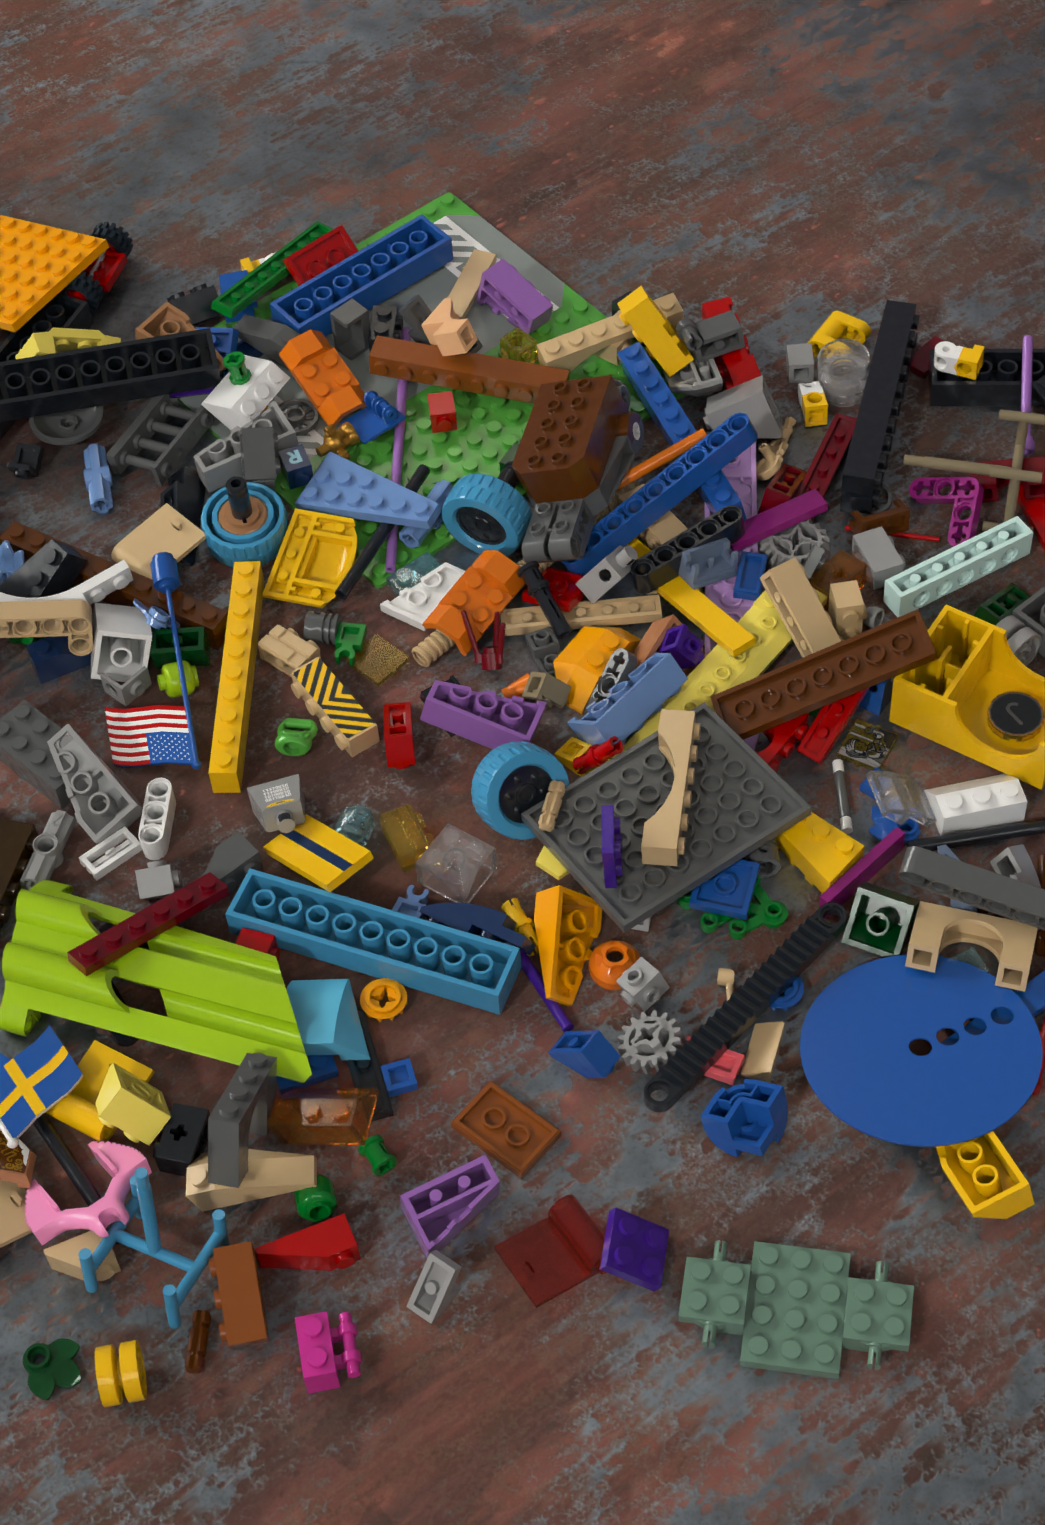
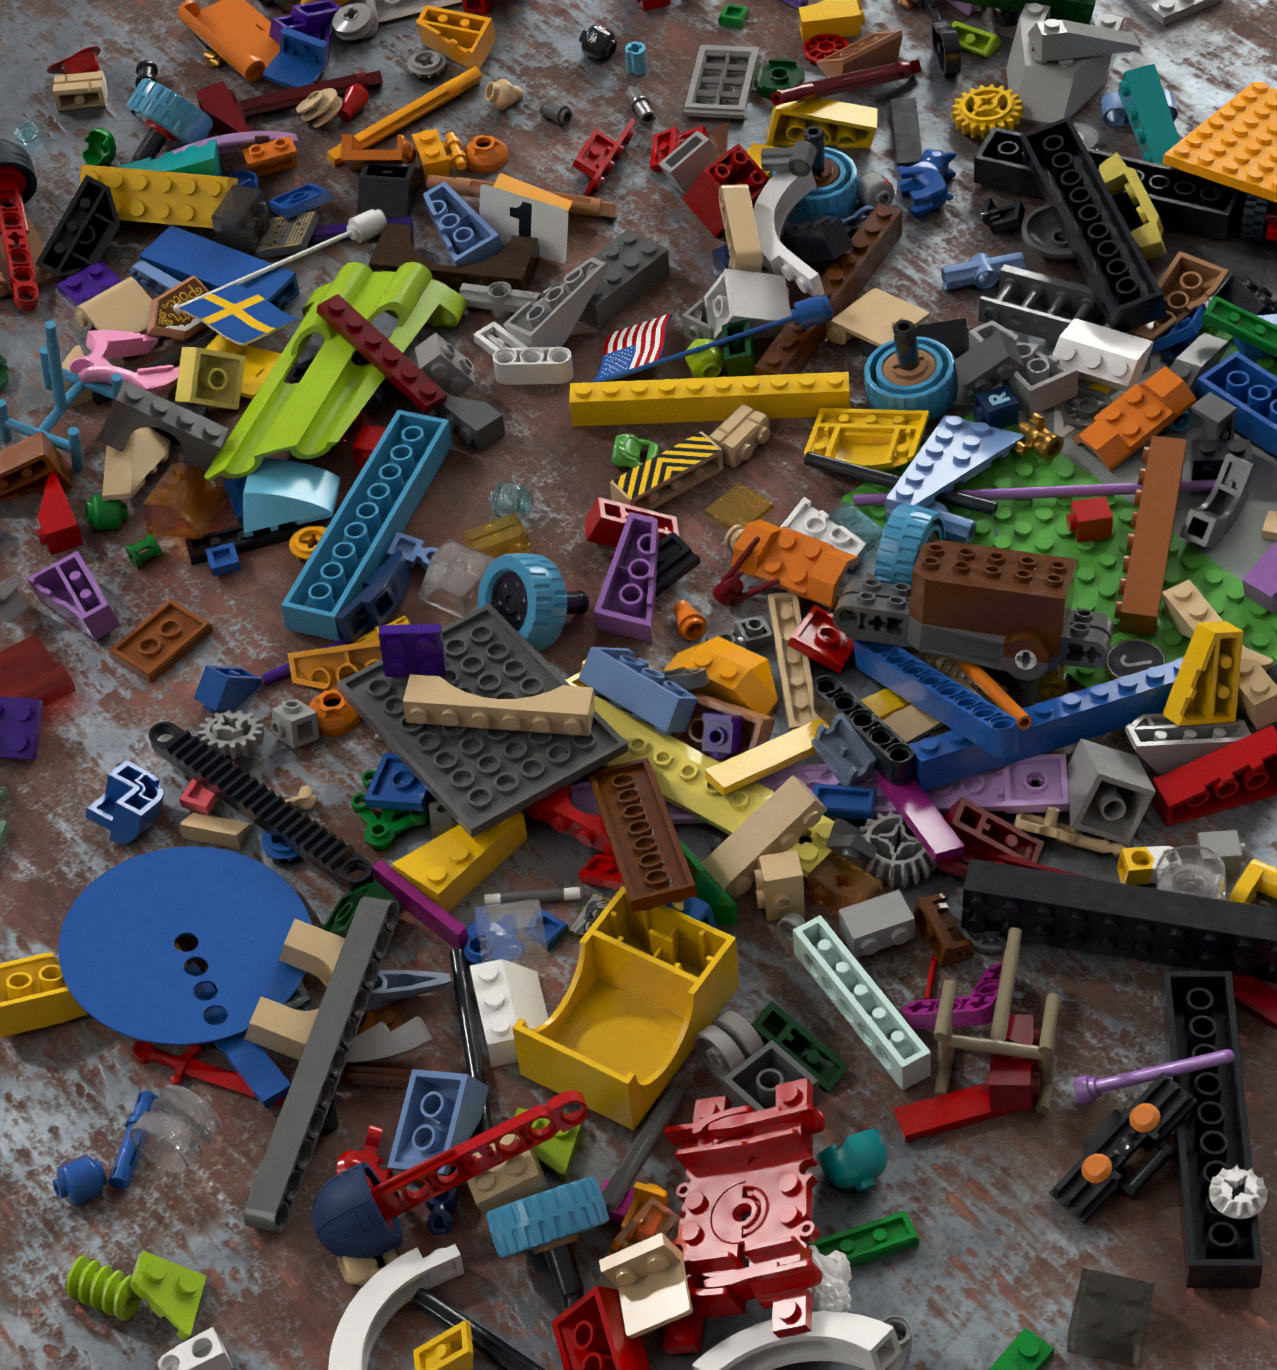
camera: 90 degrees right, 5 degrees down
(155, 616) = (765, 312): medium blue plate -> none
(237, 368) = (1113, 328): green bush -> none
(278, 804) = (538, 444): light grey torso -> none
(319, 853) = (472, 473): yellow tile -> none
(321, 627) = (769, 457): dark grey piece -> none
(348, 640) = (756, 479): green plate -> none
(374, 418) = (1077, 464): blue hinge -> none
(448, 330) = (1202, 495): light nougat arch -> none
(519, 346) = (1207, 575): clear yellow brick -> none
(539, 589) = (806, 607): black pin -> none
(547, 689) = (672, 630): dark tan brick -> none
(551, 805) = (490, 620): tan axle -> none
(597, 755) = (566, 670): red pin -> none
(613, 567) = (828, 660): light grey torso -> none
(711, 336) = (1206, 730): dark grey hinge -> none
(959, 359) = (1195, 997): leg -> none
(1015, 716) = (618, 1042): black tile -> none

